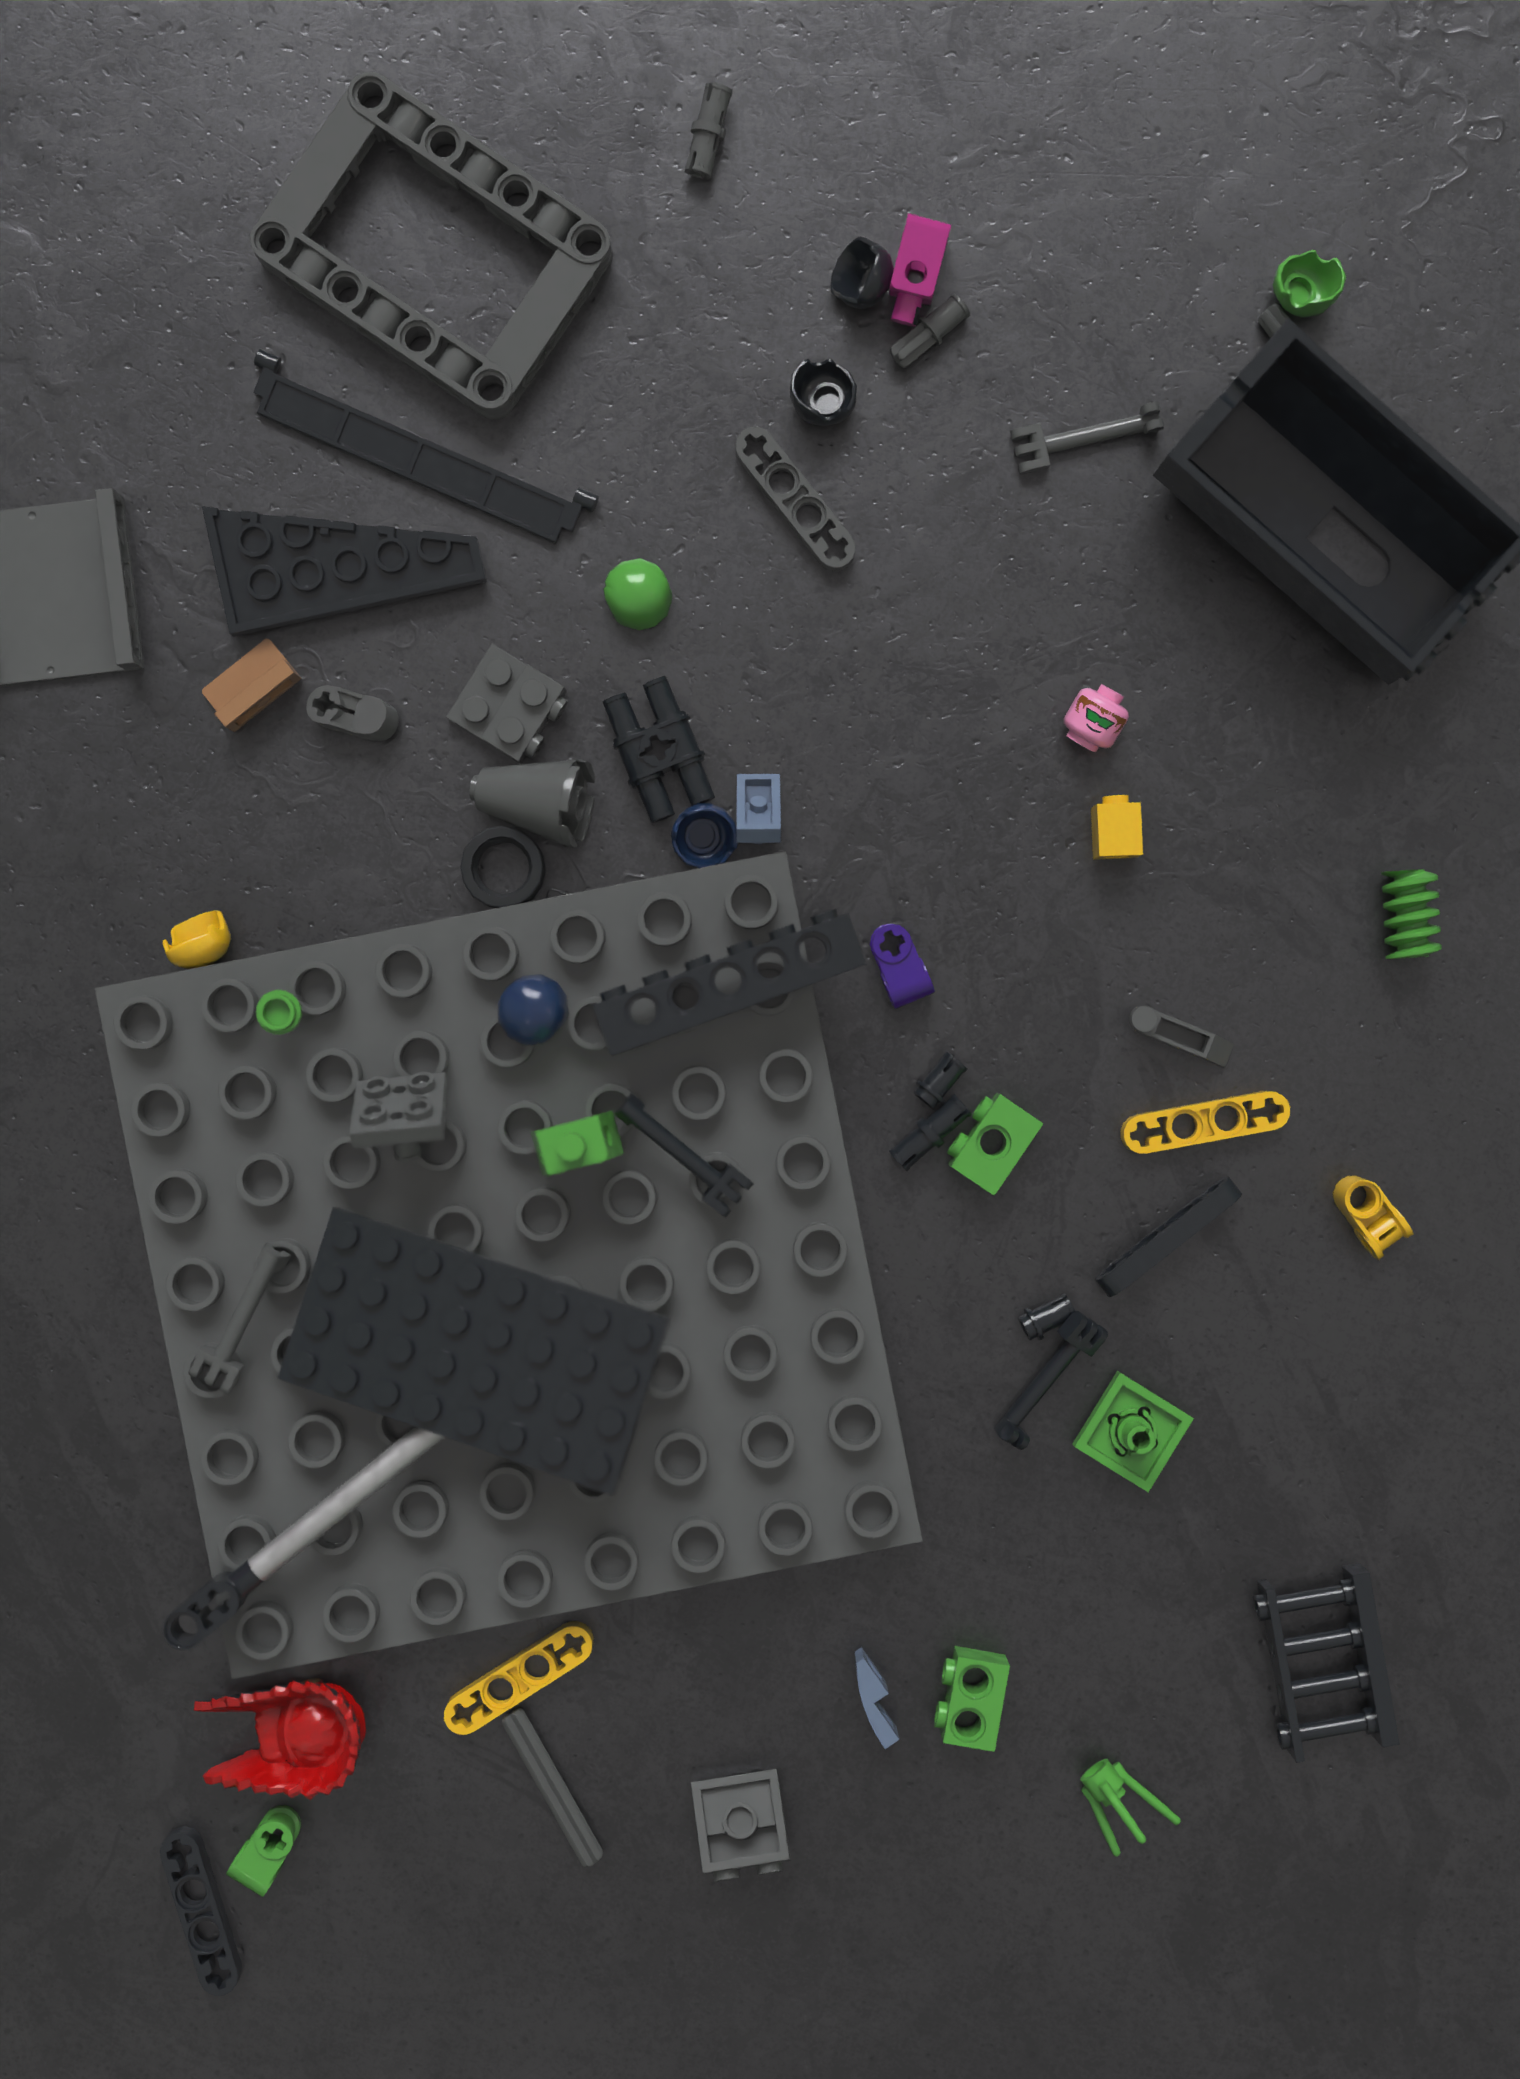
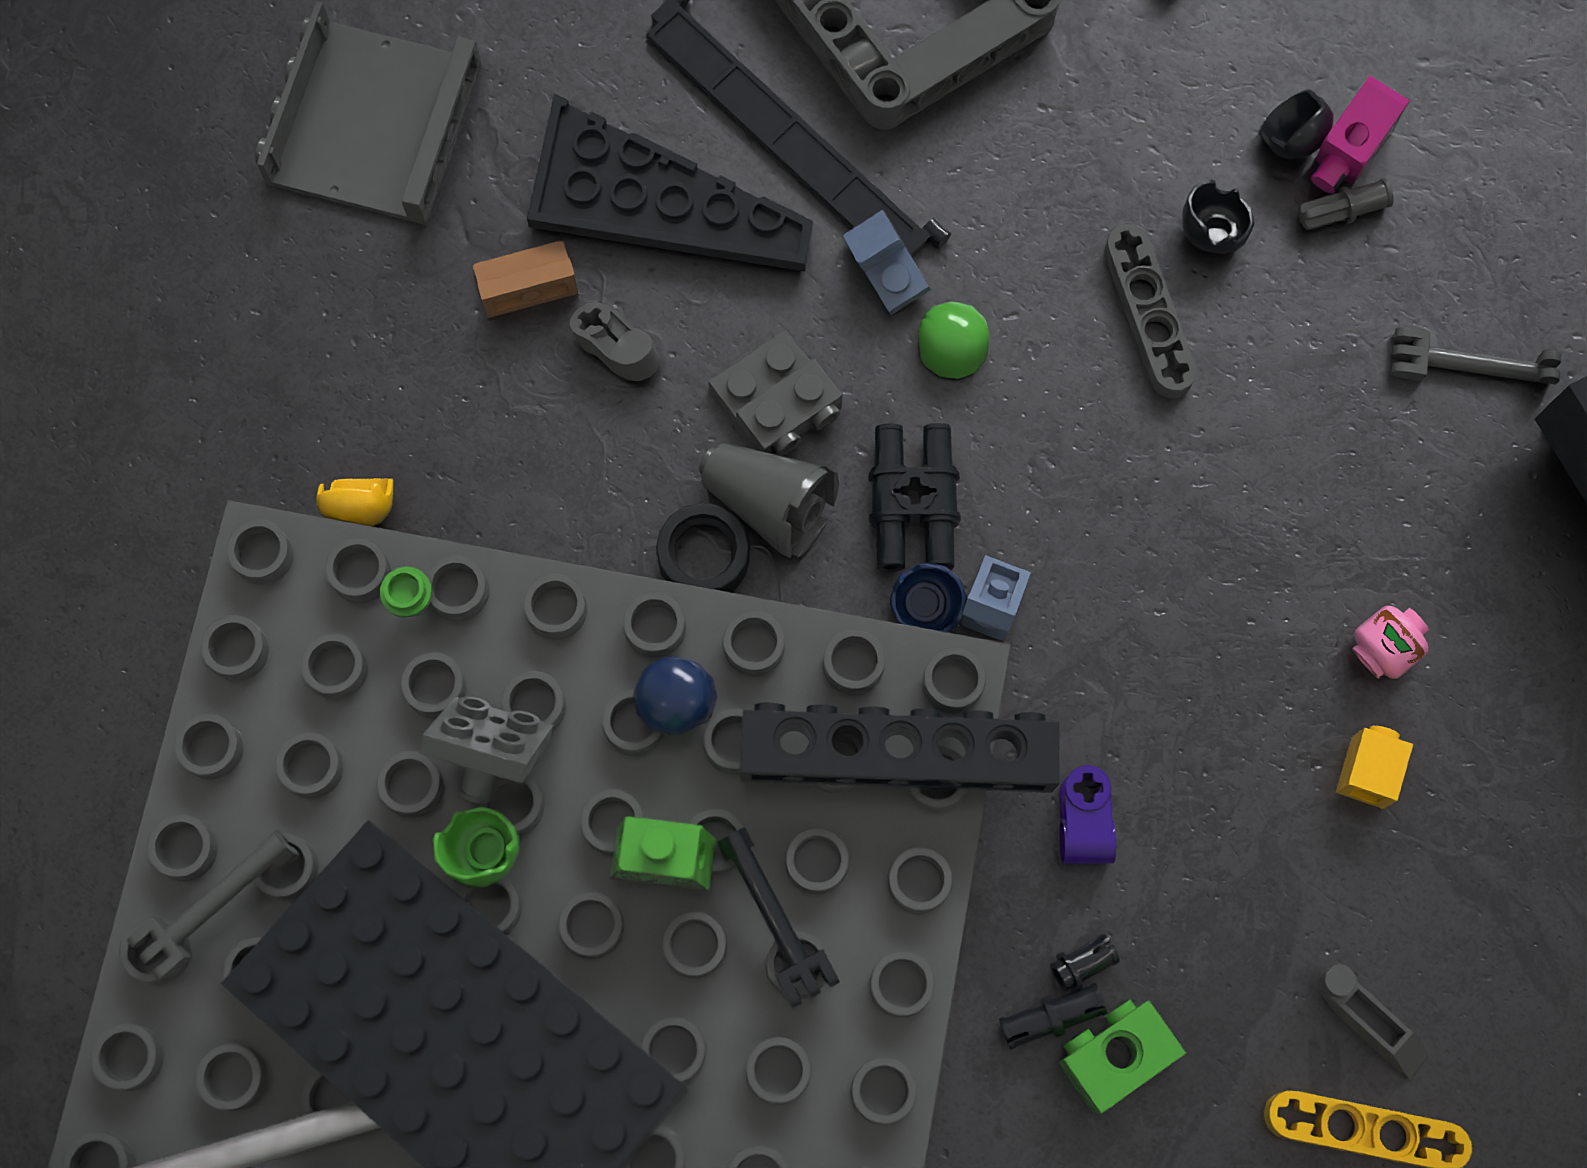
camera: 20 degrees right, 15 degrees down
(428, 1195) = (477, 847): none -> bright green hair
(553, 546) = (886, 262): none -> sand blue slope

